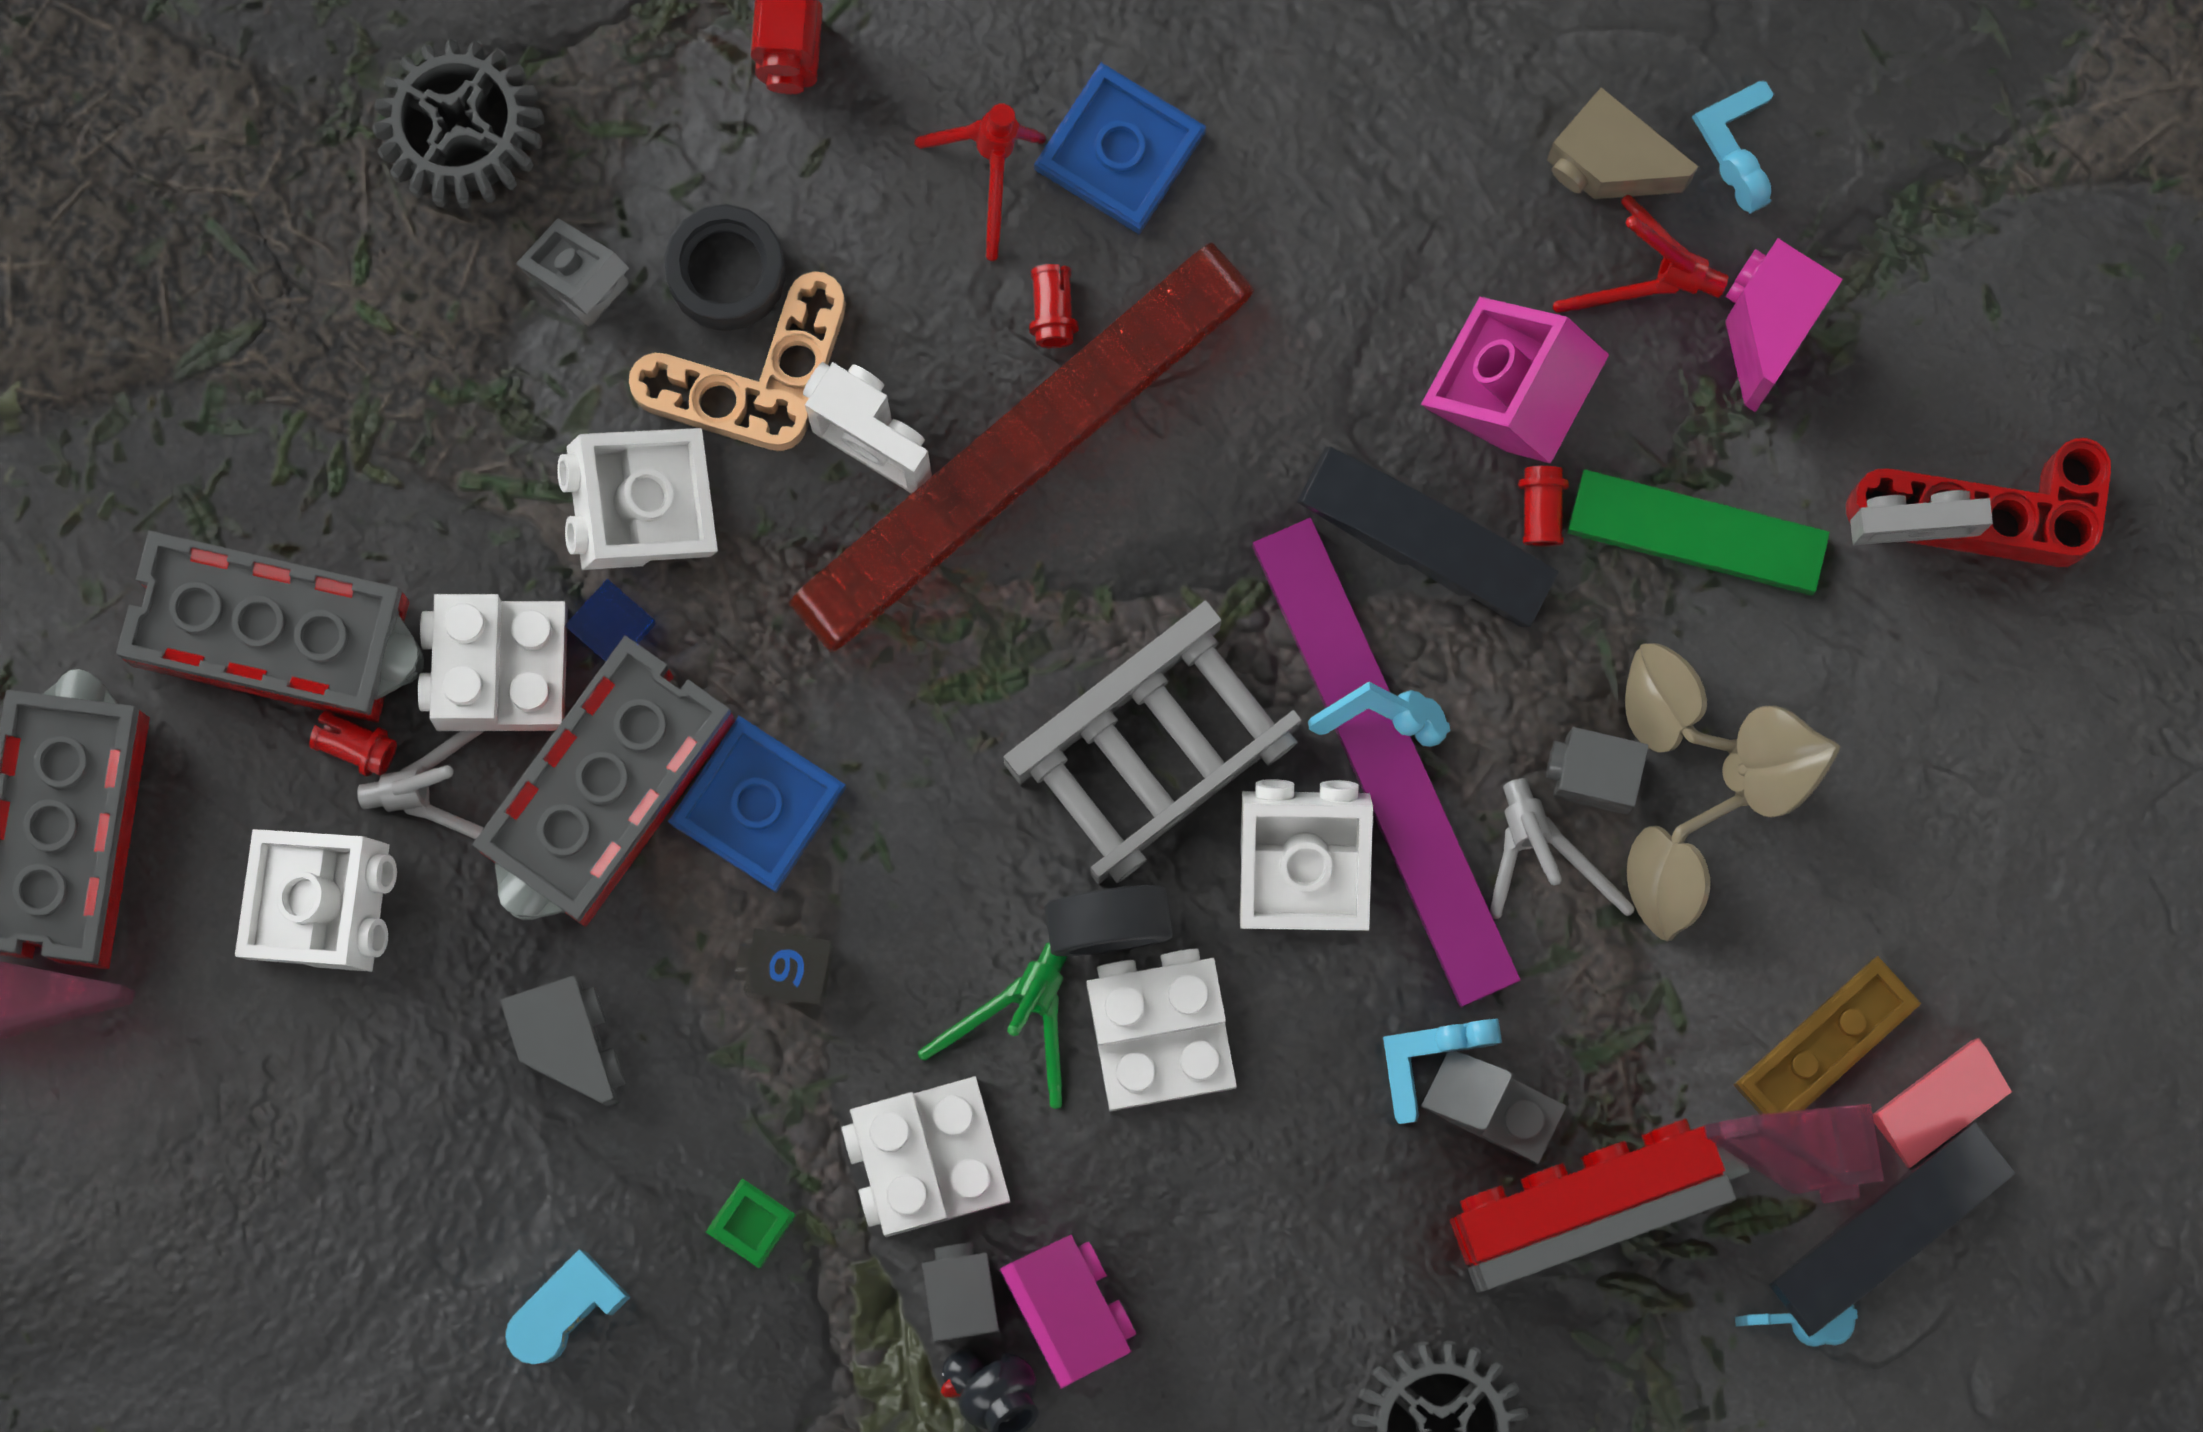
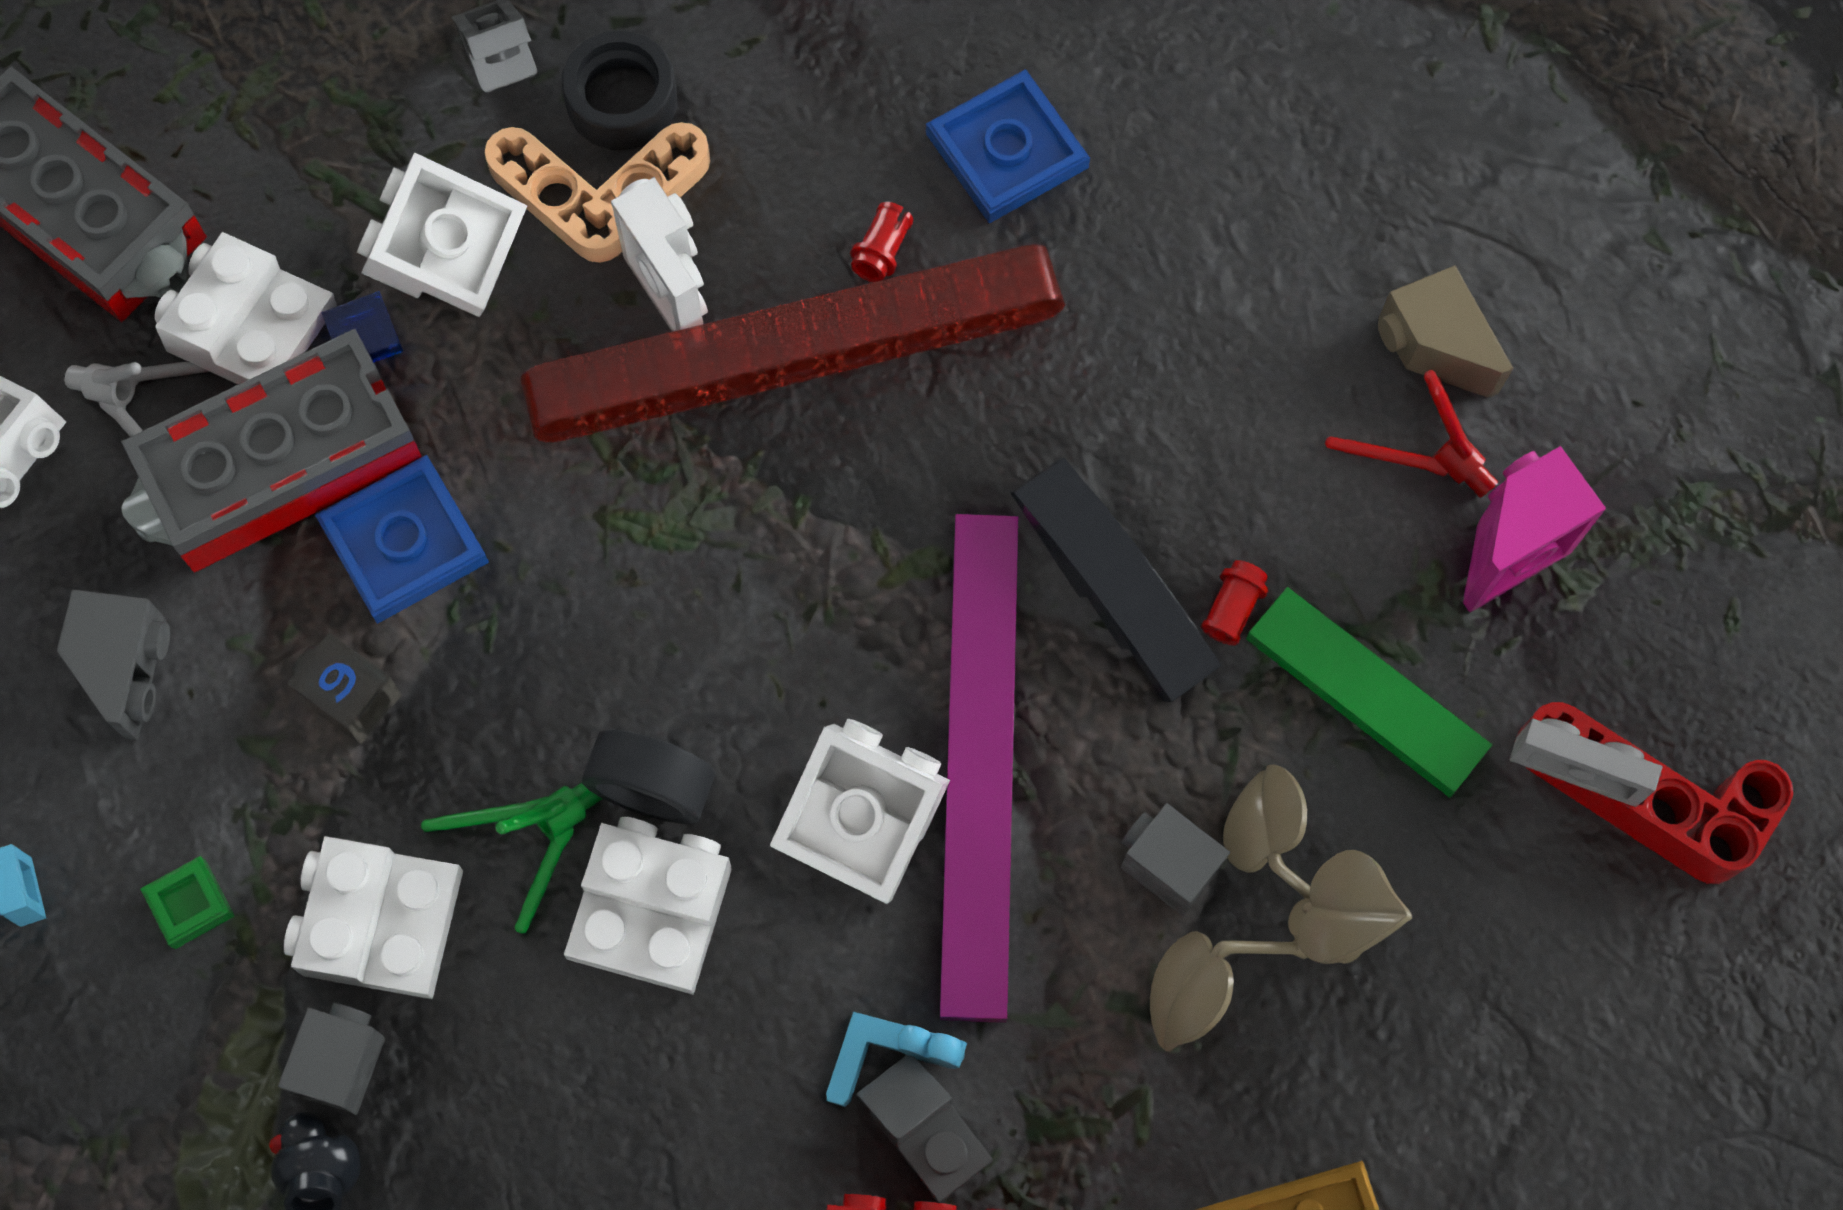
camera: 25 degrees right, 10 degrees down
(354, 744) = (96, 337): red pin -> none
(995, 141) = (899, 74): red plant -> none
(1067, 1309) = (416, 1120): dark pink slope -> none
(1094, 720) = (732, 597): light grey fence -> none
(1408, 711) = (1020, 723): medium azure piece -> none
(1516, 378) = (1264, 481): dark pink slope -> none
(1532, 829) = (1085, 886): light grey plant -> none
(1737, 166) = (1550, 394): medium azure piece -> none

